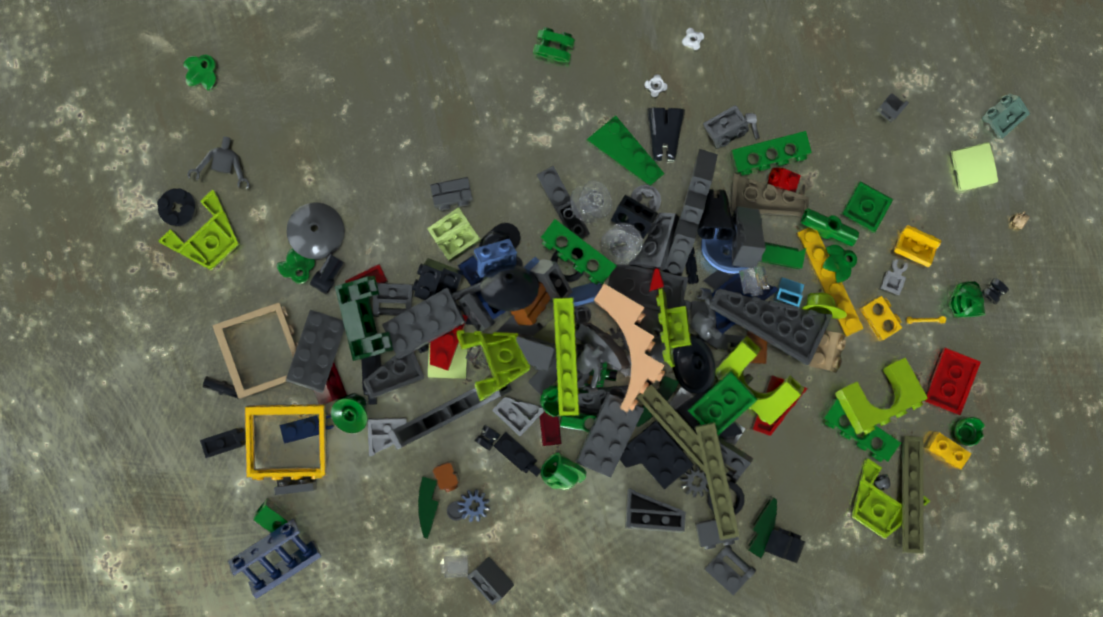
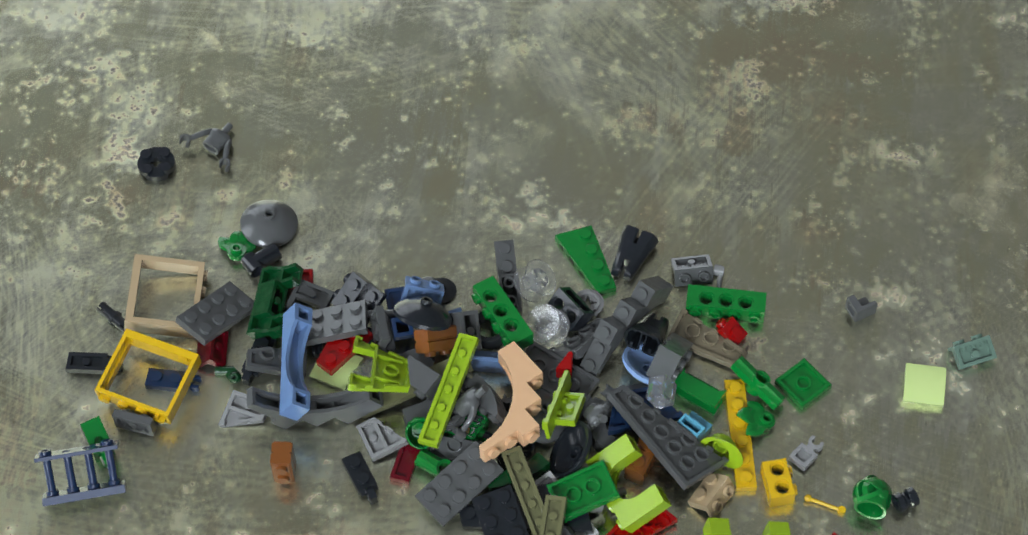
camera: 25 degrees right, 30 degrees down
(198, 73) = (234, 70): green plate -> none
(211, 242) = (169, 199): lime wing -> none
(344, 419) = (212, 378): green dish -> none
(402, 352) = (293, 391): none -> medium blue arch
(427, 504) = (251, 486): dark green slope -> none
(451, 193) = (408, 234): dark grey brick -> none
(452, 511) = (276, 506): dark grey piece -> none
(454, 234) = (393, 268): yellowish green slope -> none
(467, 502) = (292, 495): sand blue gear -> none
(490, 434) = (339, 448): black wheel -> none
(563, 40) = (559, 152): green brick -> none
(564, 474) = (397, 503): green helmet -> none
(582, 317) = (481, 368): dark grey wheel -> none
(656, 90) = (639, 210): white plate -> none
(691, 268) = (608, 372): black axle -> none
(693, 44) = (688, 194): white plate -> none
(917, 245) = (840, 431): yellow bracket -> none
(1020, 220) = (955, 447): tan plate -> none

